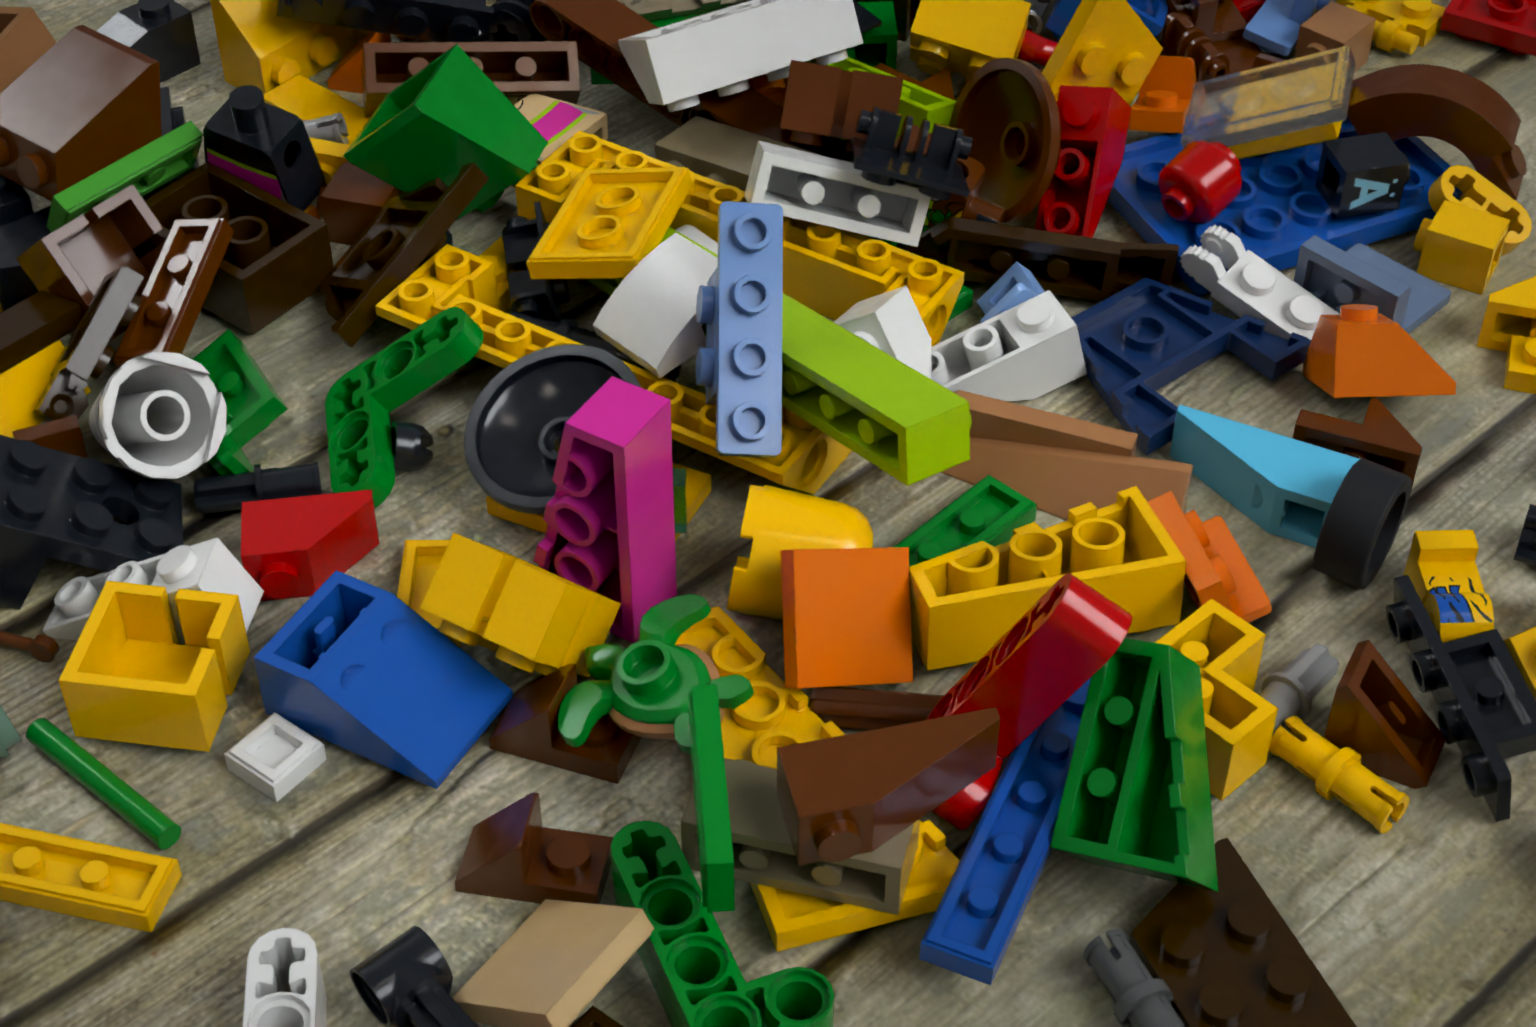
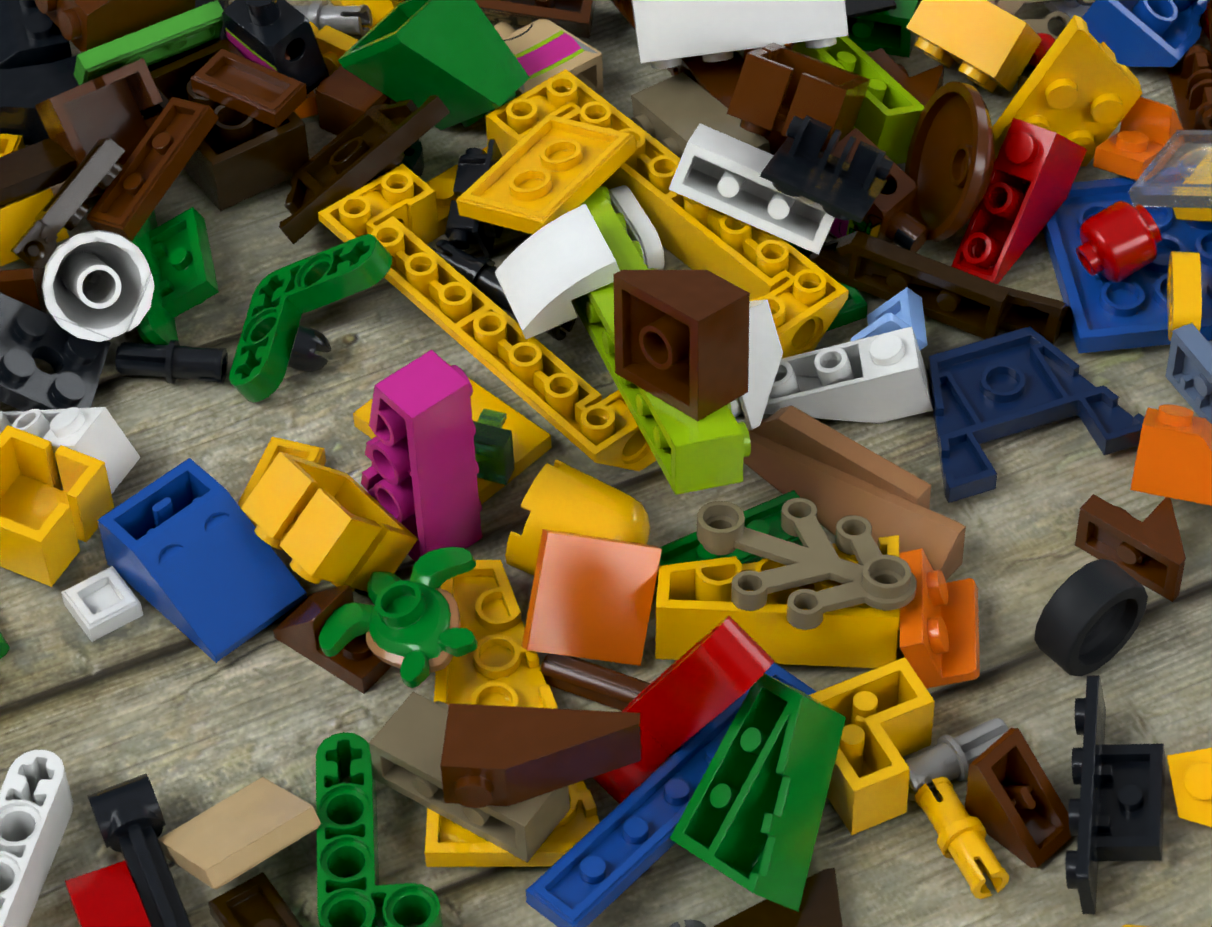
camera: 20 degrees right, 5 degrees up
(254, 199) = (249, 87): none -> reddish brown tile
(303, 540) = (188, 419): red slope -> none
(521, 420) = (408, 329): black dish -> none
(530, 863) = (265, 743): reddish brown slope -> none
(711, 799) = (390, 730): green tile -> none
(744, 330) = (585, 342): medium blue bracket -> none
(870, 315) = (682, 337): none -> reddish brown slope
(1148, 527) = (877, 580): none -> dark tan plant
(1252, 285) = (1125, 359): white hinge -> none
(1263, 474) = (1034, 539): medium azure slope -> none
(1284, 215) = (1184, 290): none -> yellow beam
(1449, 582) = (1149, 692): yellow leg -> none

